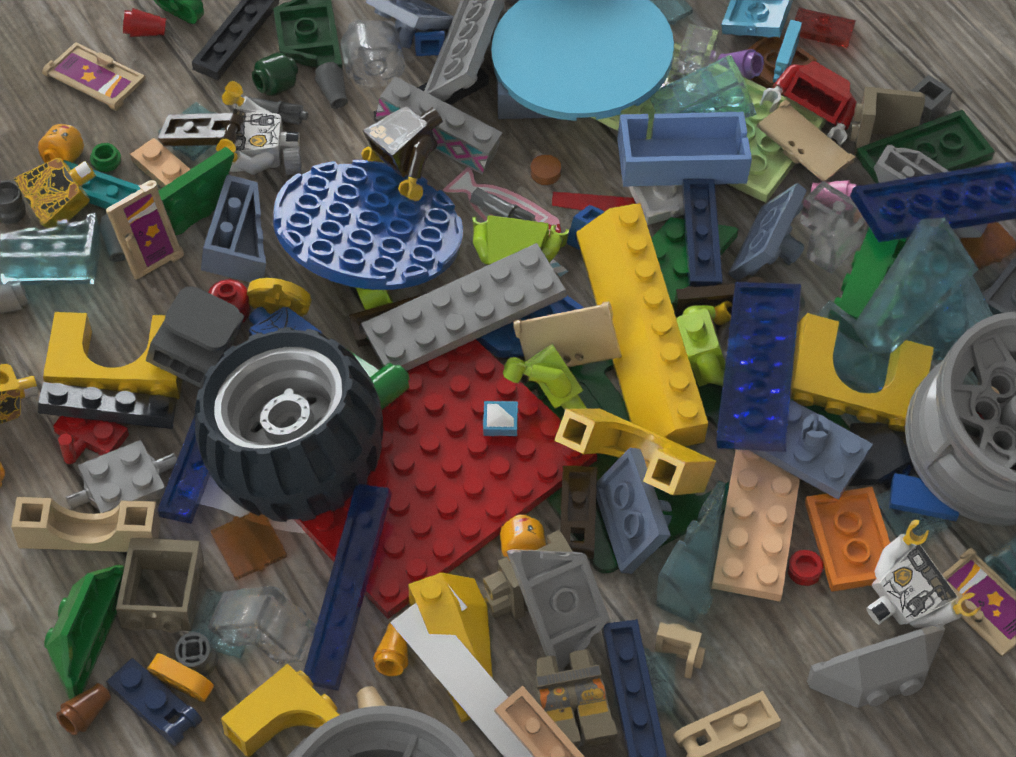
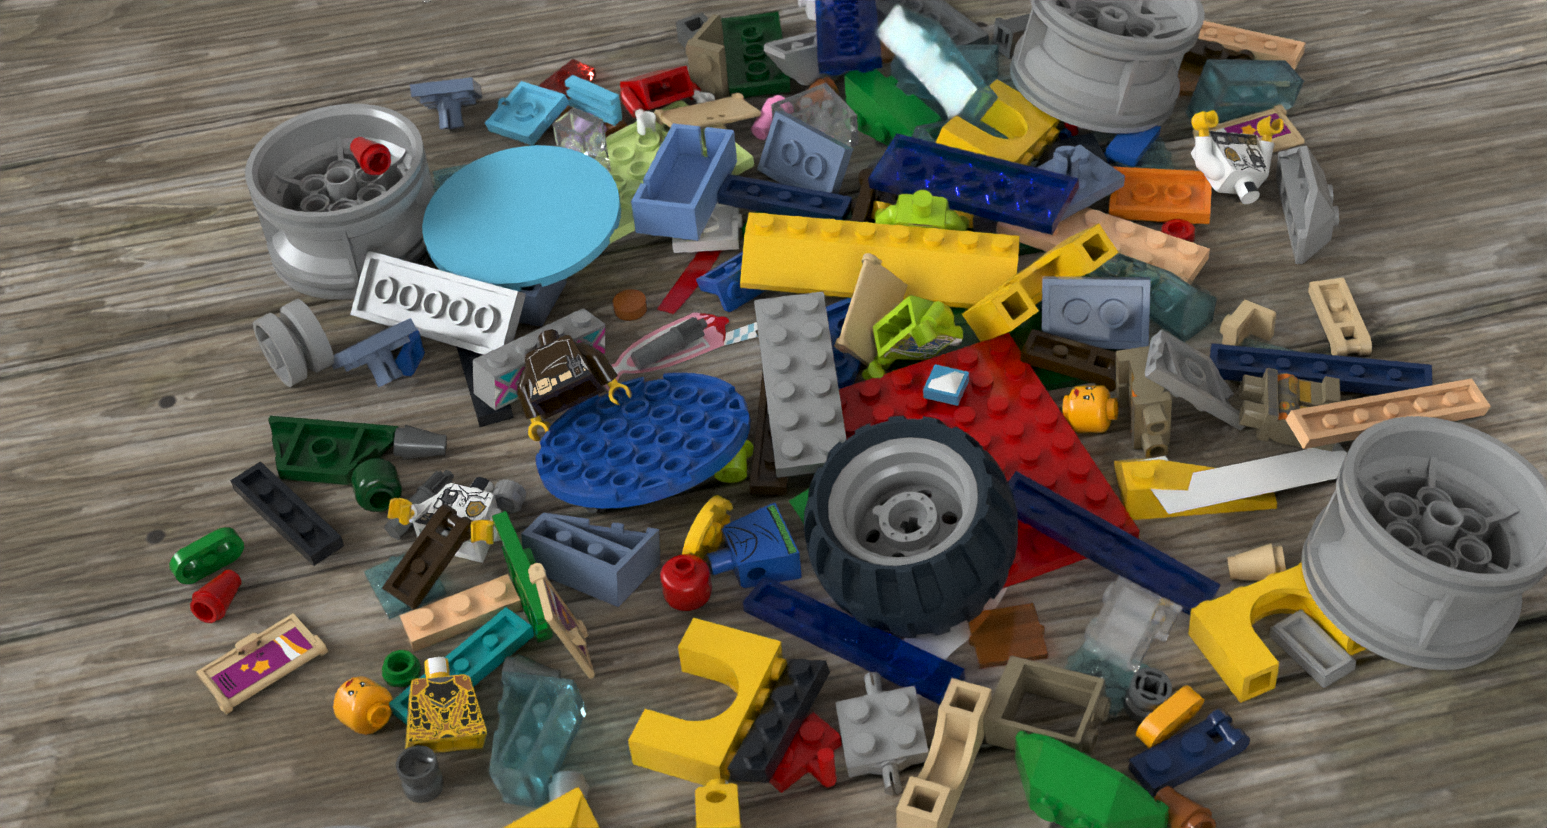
camera: 65 degrees left, 10 degrees down
(194, 334) = (739, 600): dark grey brick -> none
(372, 52) = (406, 390): clear brick -> none
(391, 653) = (1187, 535): light orange cone -> none
(505, 236) = (723, 340): lime torso -> none
(707, 90) = (628, 148): clear light blue wedge -> none

